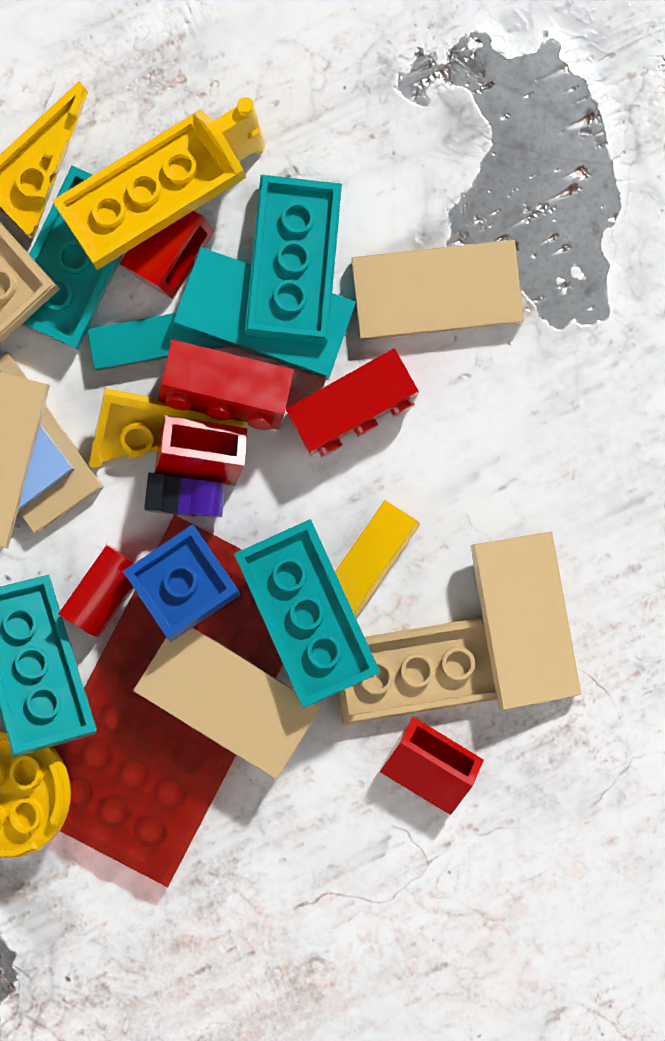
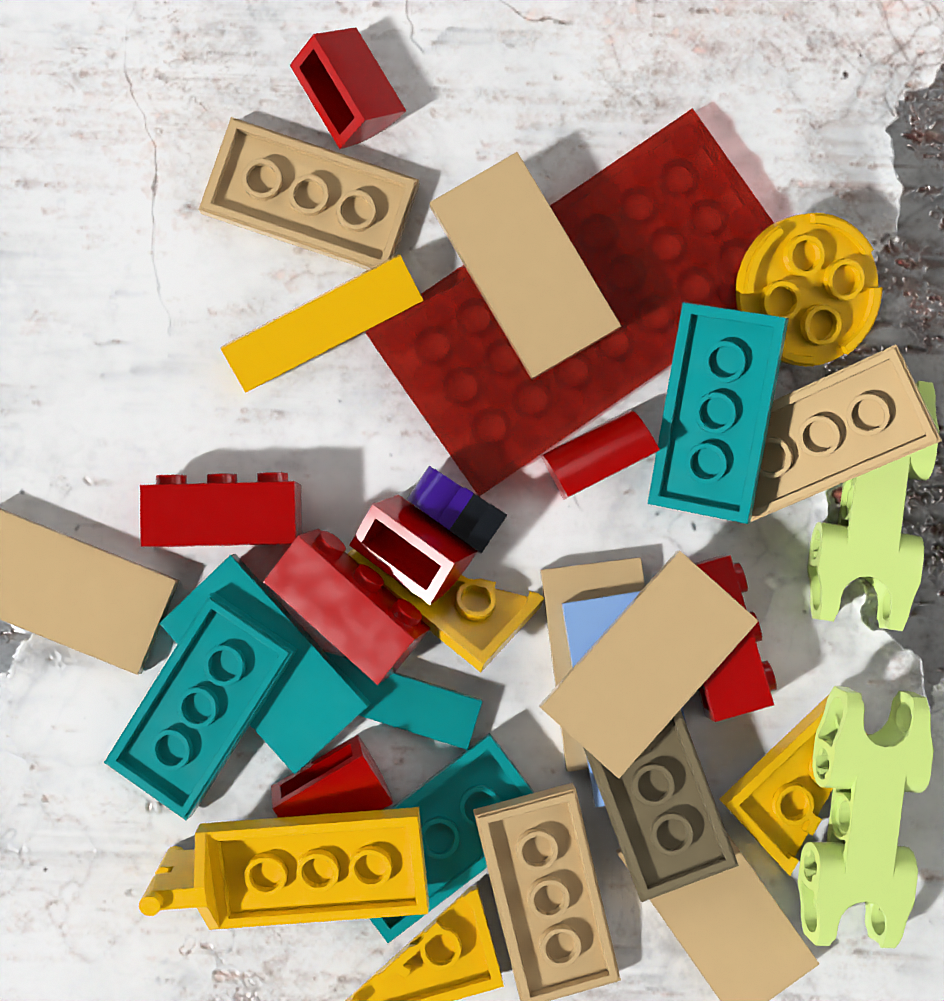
camera: 160 degrees left, 0 degrees up
(181, 583) = (507, 411): blue plate -> none
(307, 613) = (389, 306): teal plate -> none
(525, 620) = (165, 185): tan tile -> none

